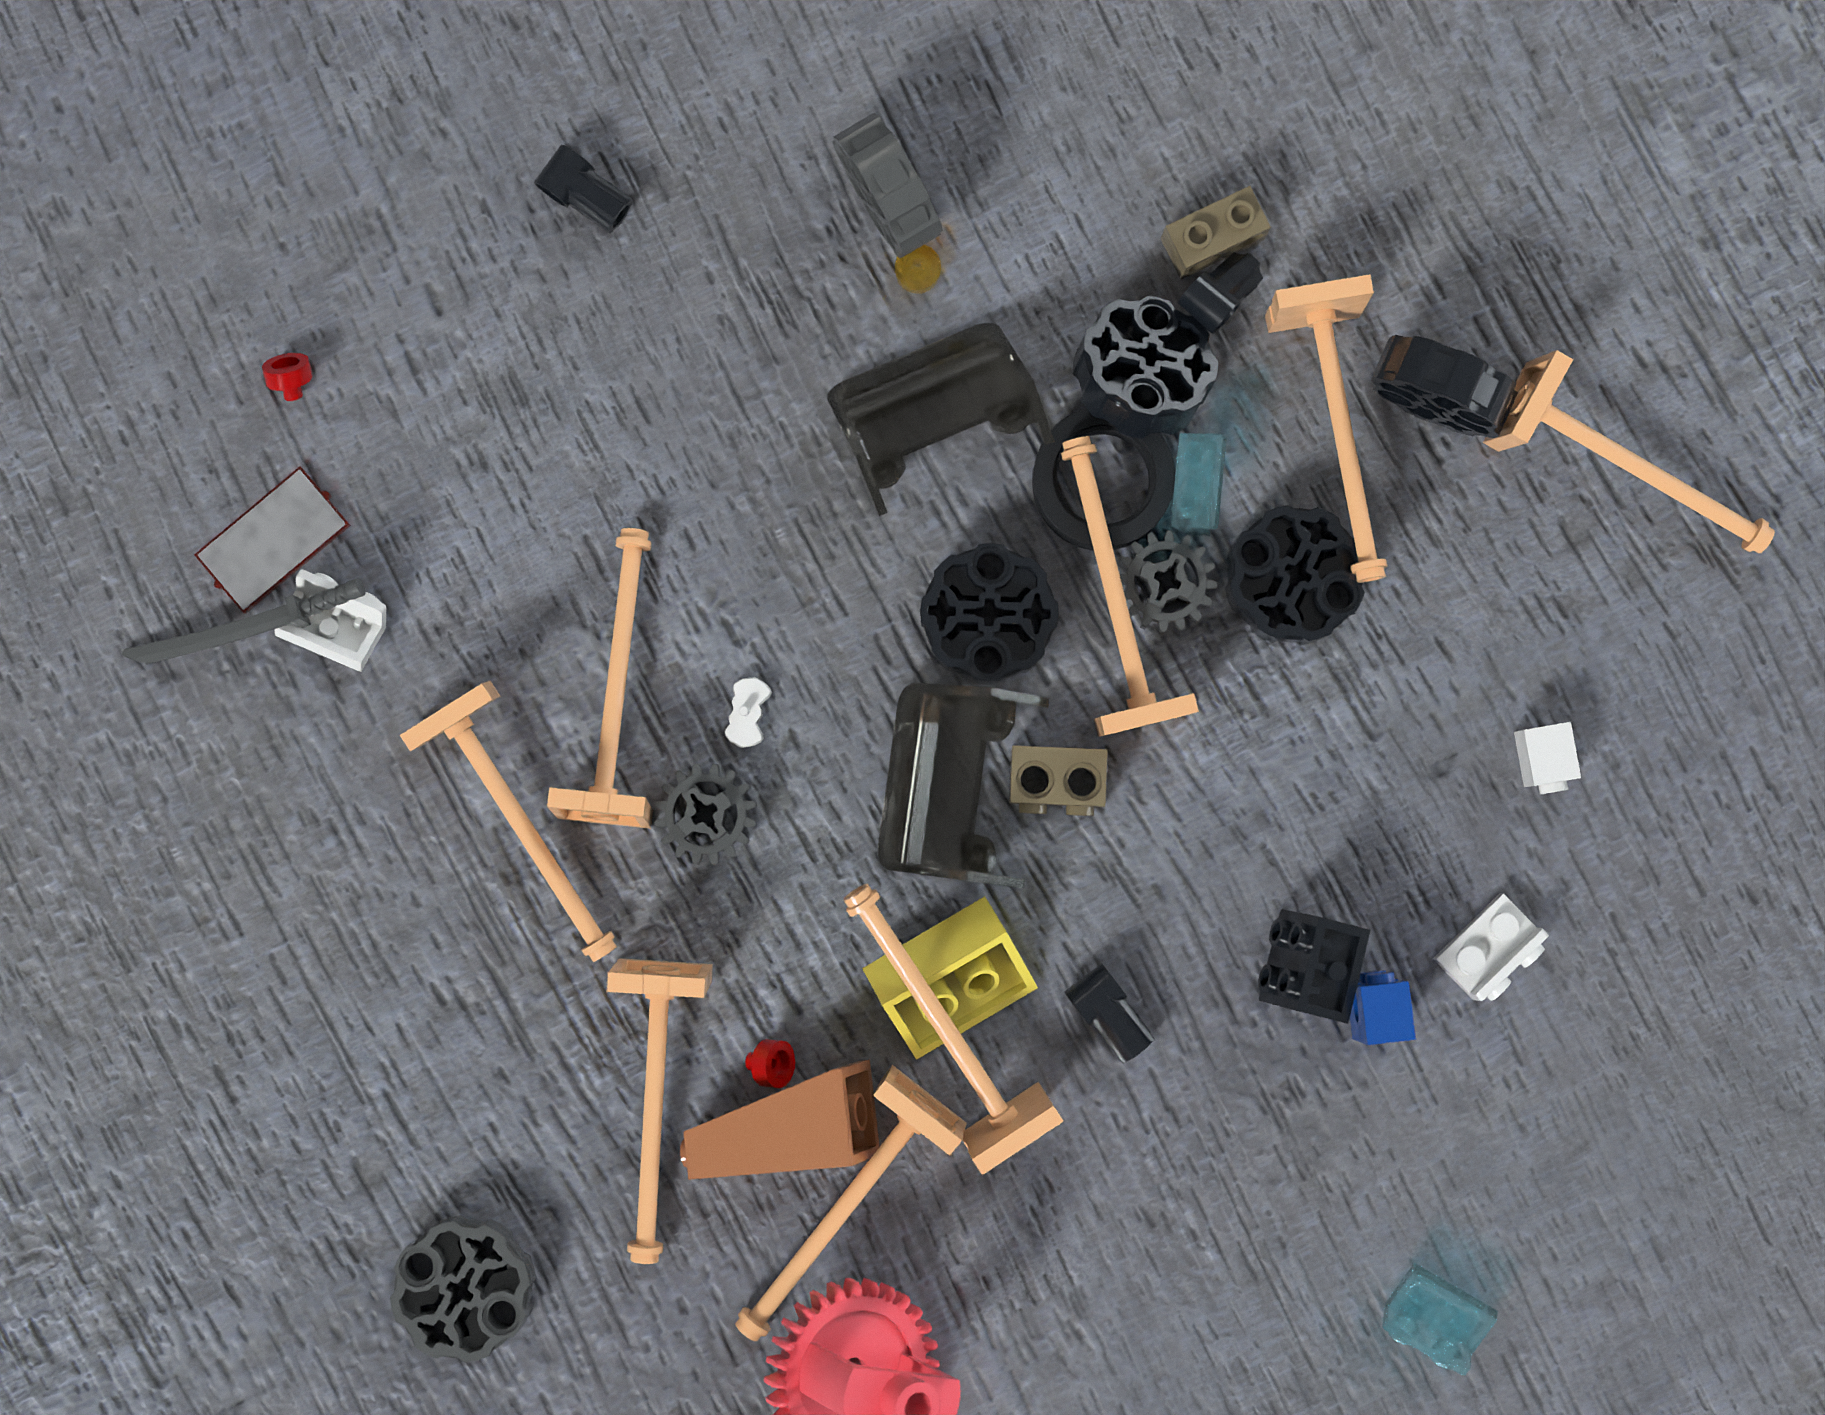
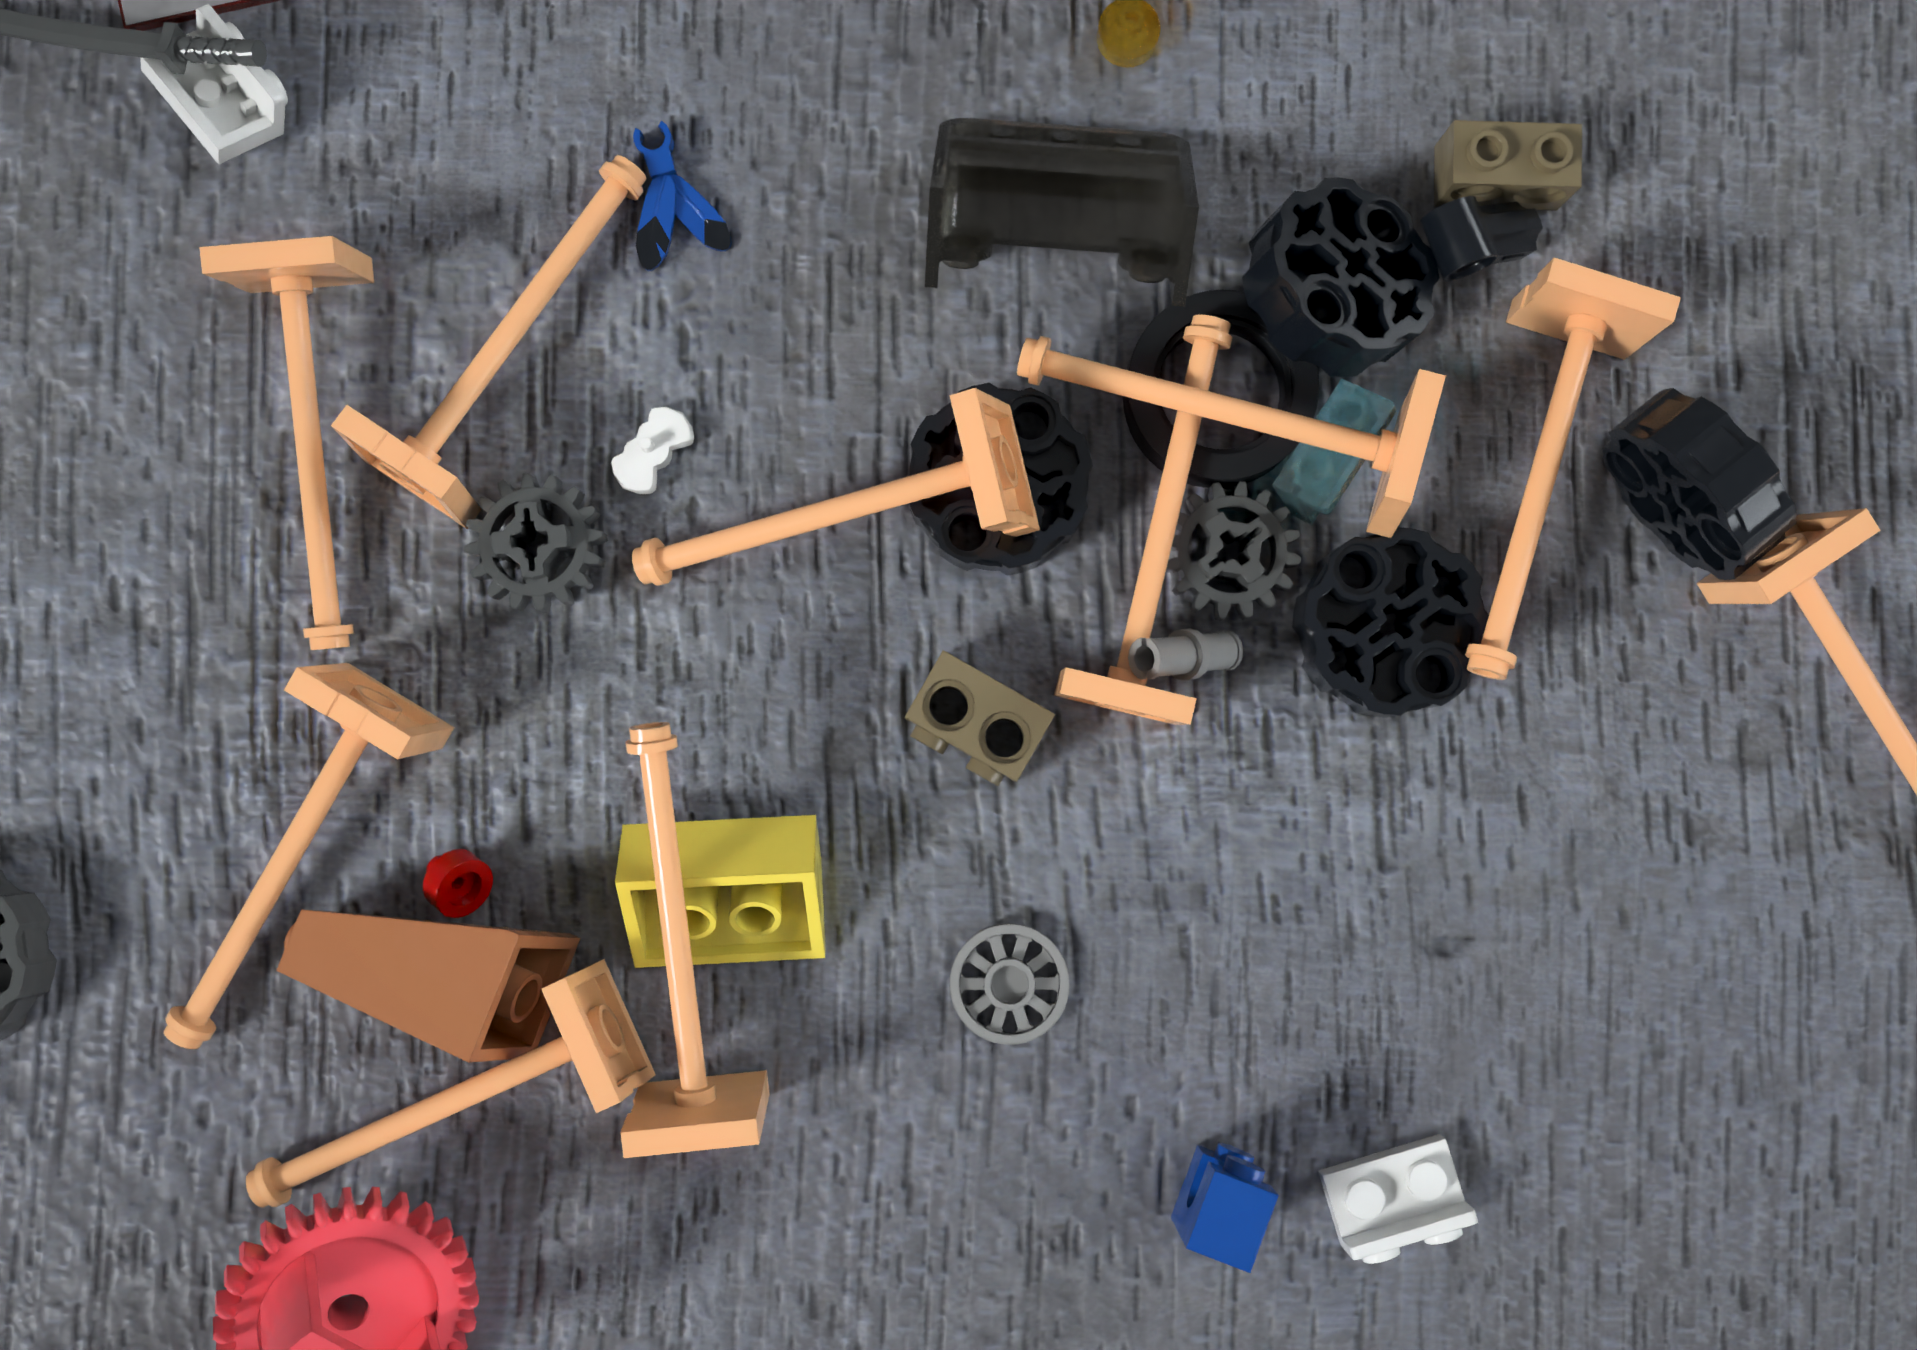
camera: 25 degrees right, 0 degrees up
(670, 537) = (671, 197): none -> blue piece
(938, 780) = (835, 649): clear smoke windscreen -> none
(983, 612) = (989, 466): none -> light nougat tile
(1104, 1005) = (891, 1020): black piece -> none
(1168, 941) = (1009, 984): none -> light grey wheel
(1171, 666) = (1185, 654): none -> light grey pin
(1236, 470) = (1394, 452): none -> light nougat tile
(1313, 965) = (1169, 1109): black bracket -> none
(1547, 757) = (1585, 1001): white brick -> none

